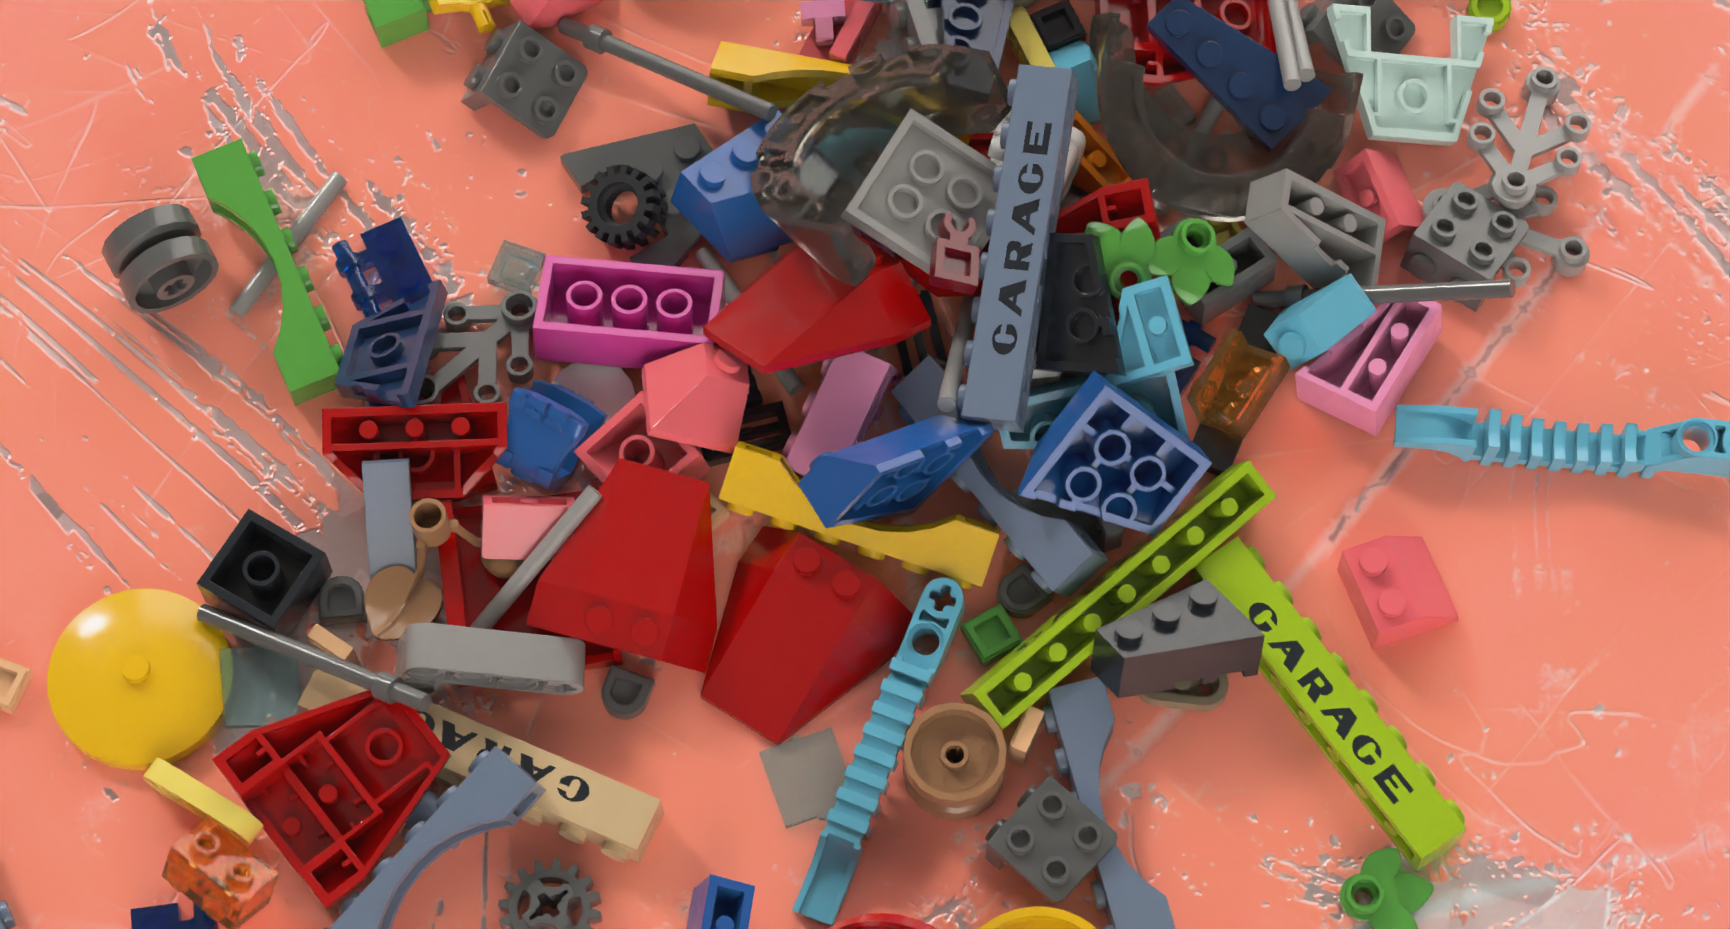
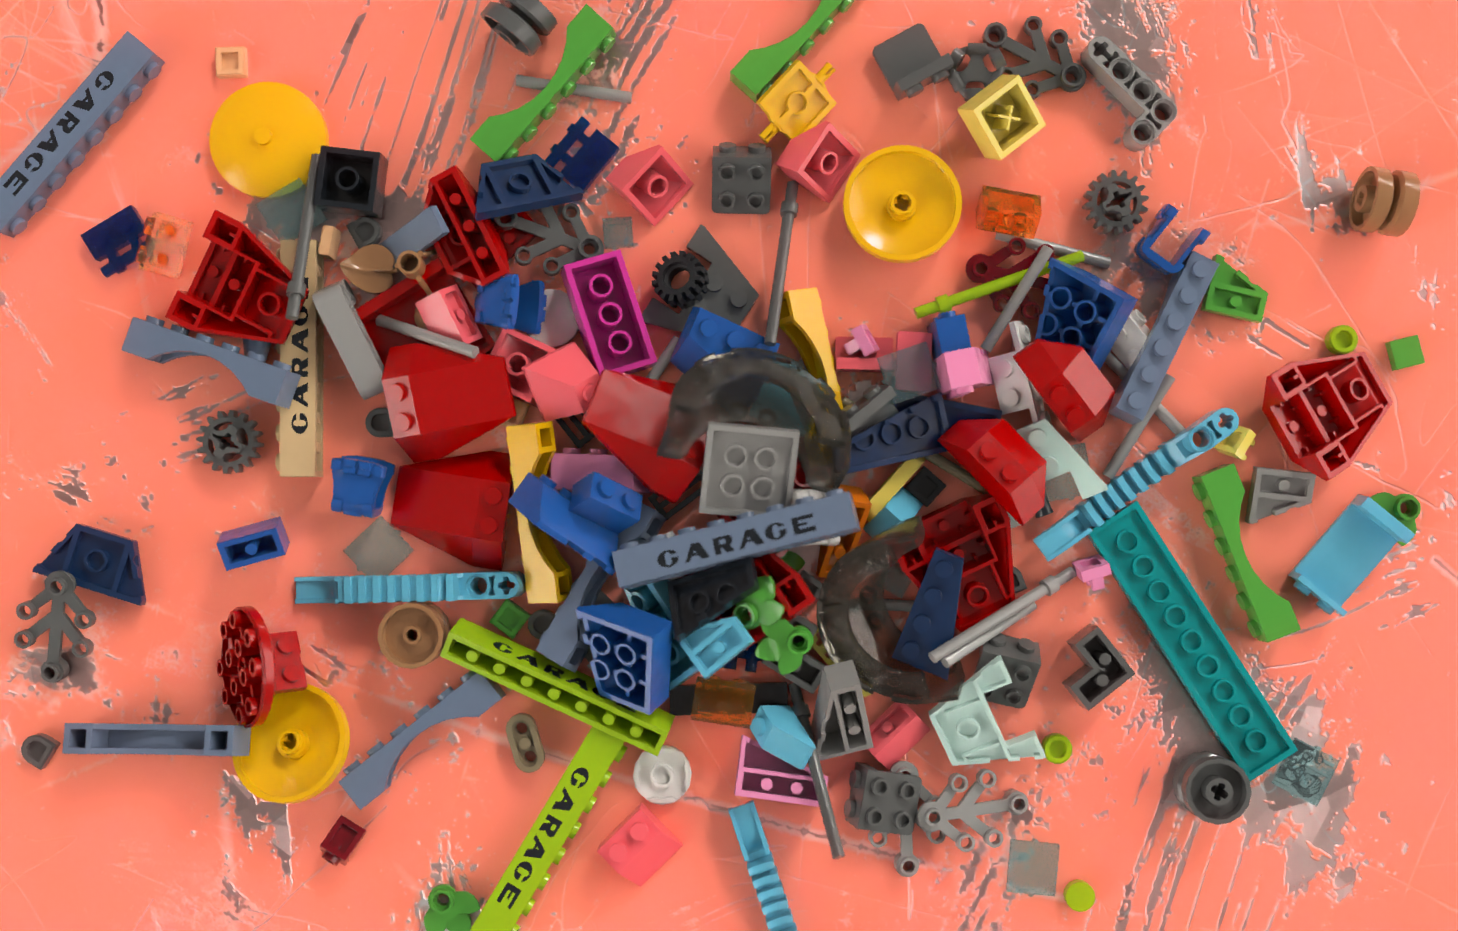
camera: 60 degrees right, 20 degrees up
(202, 801) = (208, 199): light yellow beam -> none
(469, 195) = (650, 182): none -> coral slope
(702, 744) = (360, 485): none -> blue piece
(889, 398) = (606, 502): none -> blue brick
(954, 261) = (706, 505): plate -> none
(955, 362) = (662, 527): light grey bar -> none
(1026, 735) = (447, 667): light nougat tile -> none
(1050, 840) = (389, 709): dark grey bracket -> none
(1176, 641) = (539, 735): black wedge -> none
(1308, 523) = (662, 777): none -> white tile
(1642, 104) = (1032, 867): none -> clear light blue piece
(1704, 60) = (1079, 895): none -> lime tile

